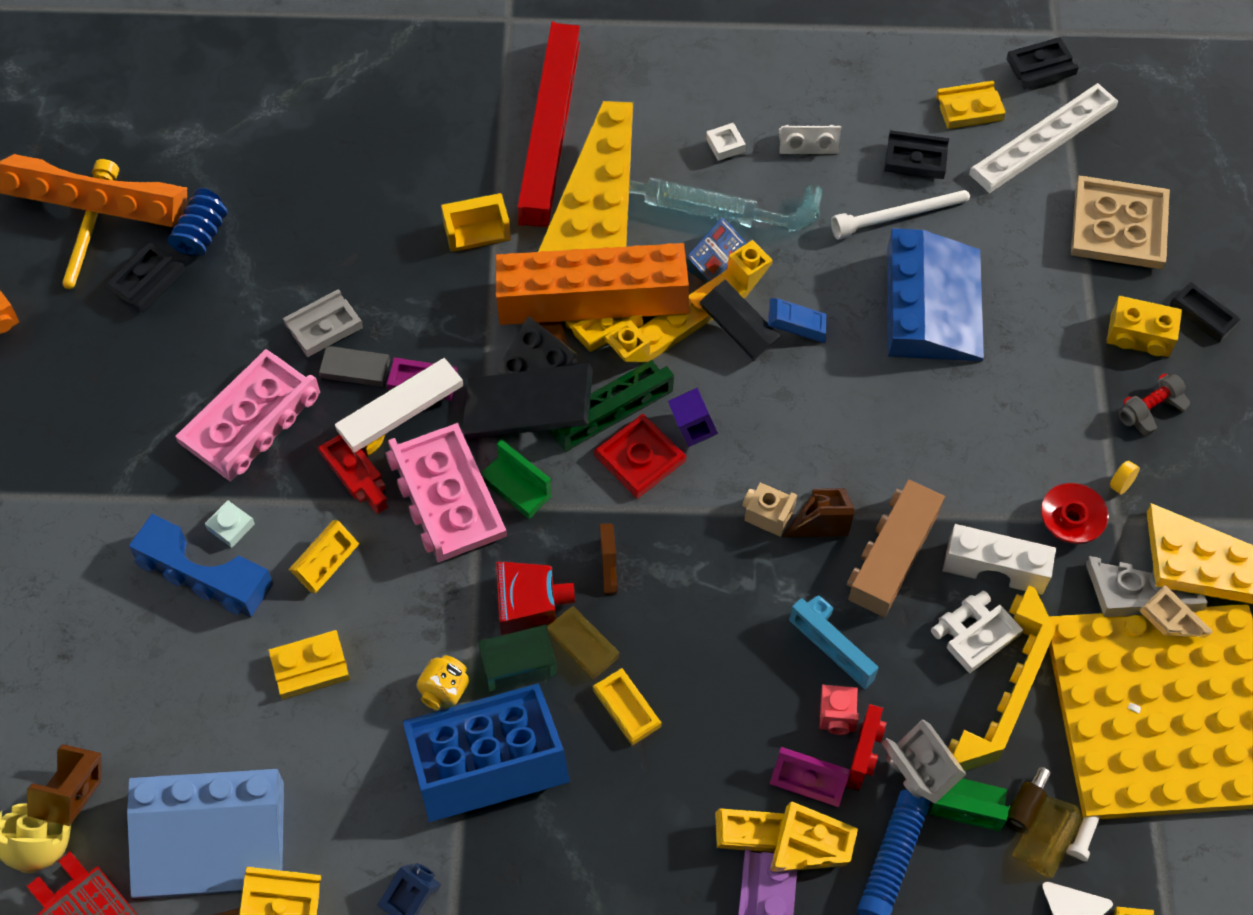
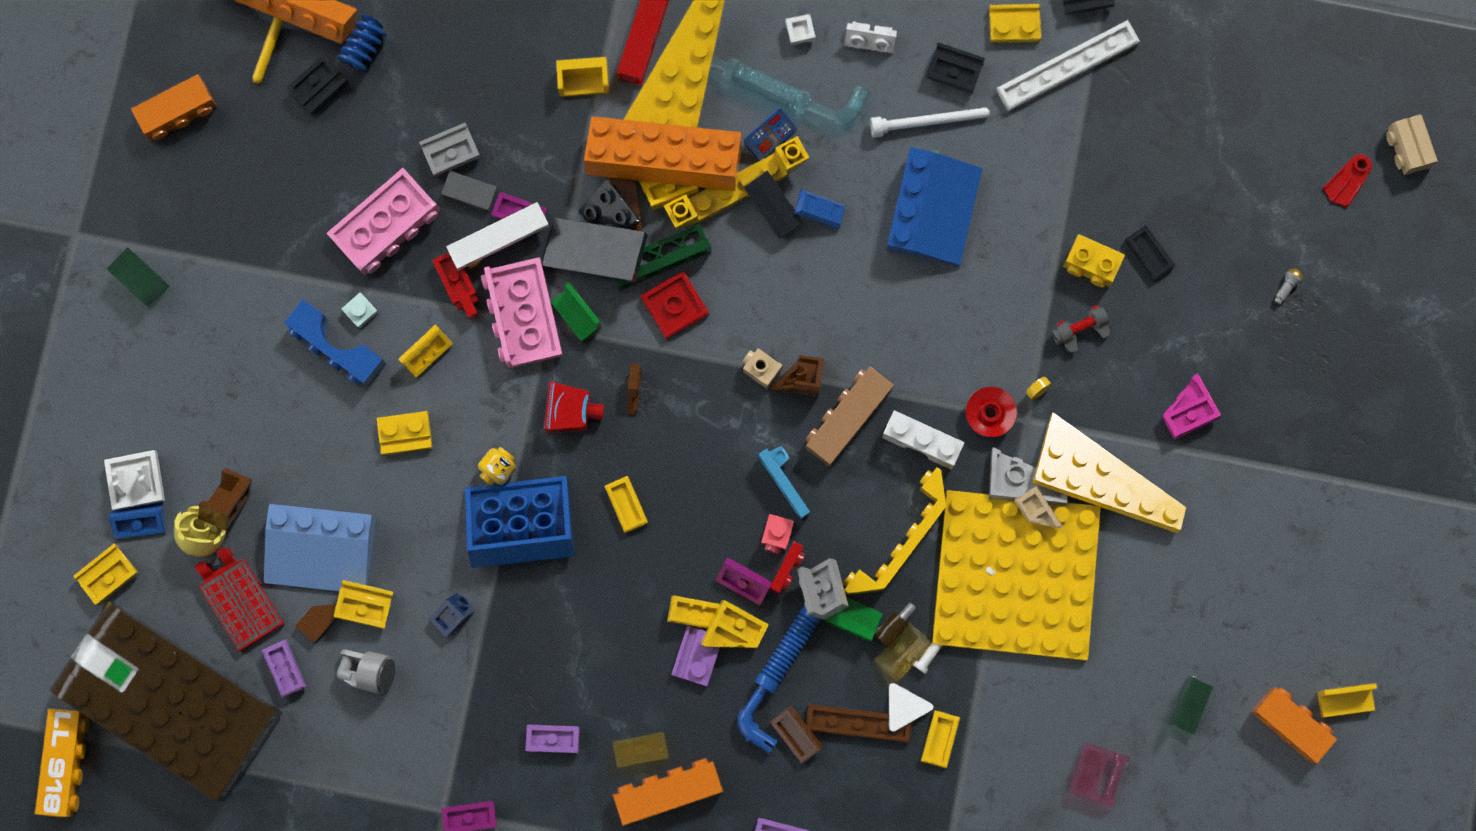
camera: 15 degrees right, 20 degrees up
(516, 654) = (553, 455): clear green panel -> none
(583, 642) = (604, 450): clear yellow tile -> none
(690, 411) = (719, 283): dark purple brick -> none
(982, 639) = (895, 499): white plate -> none
(1120, 222) = (1105, 160): tan plate -> none

